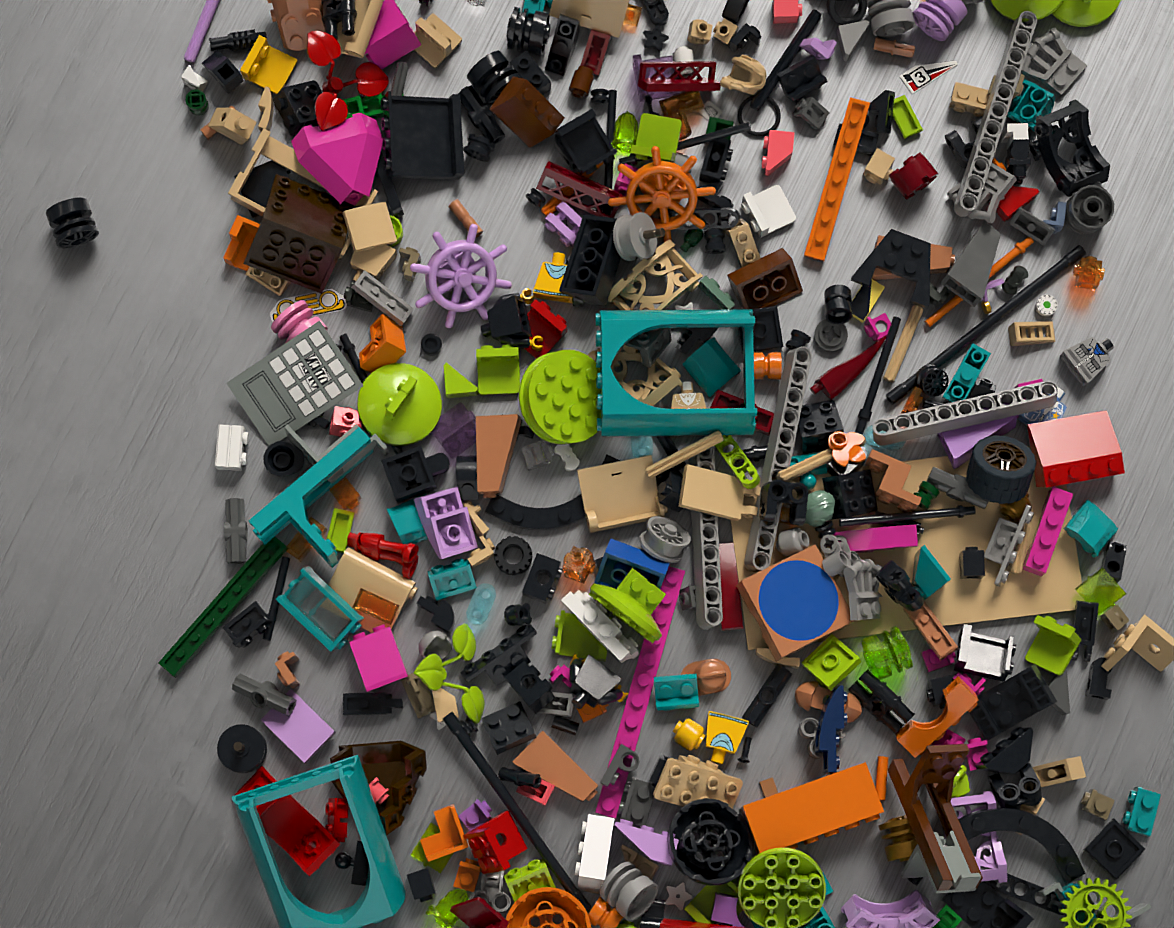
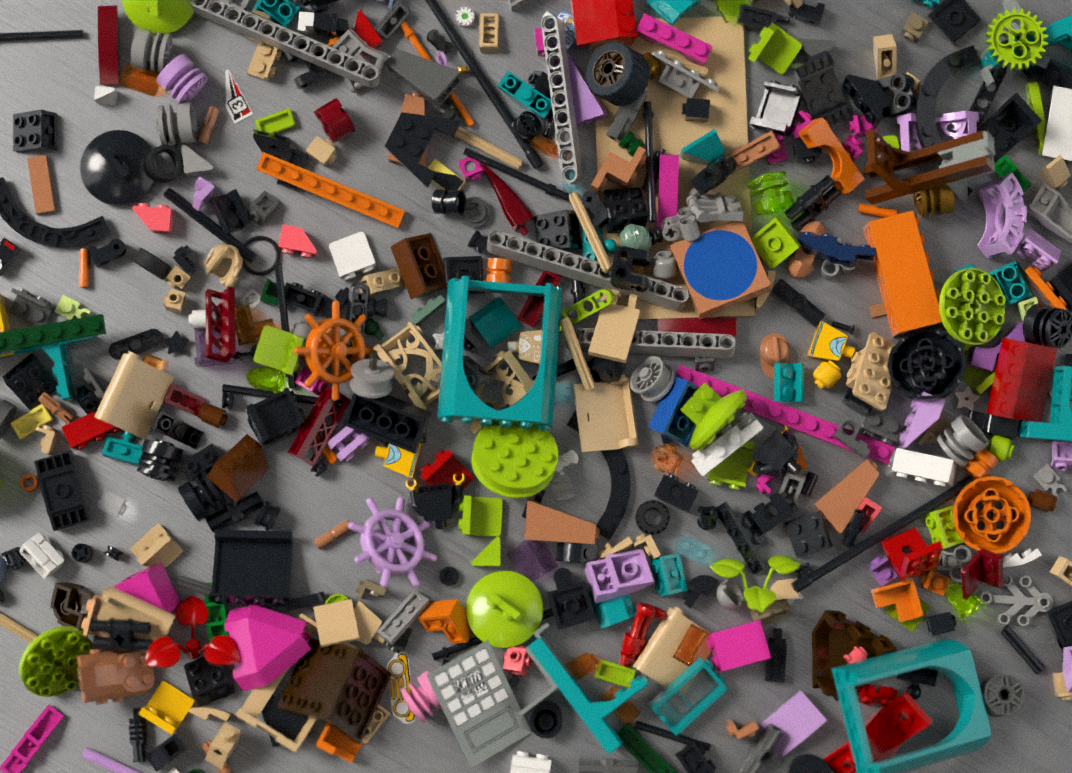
camera: 85 degrees left, 5 degrees up
(848, 449) = (586, 206): plate -> none

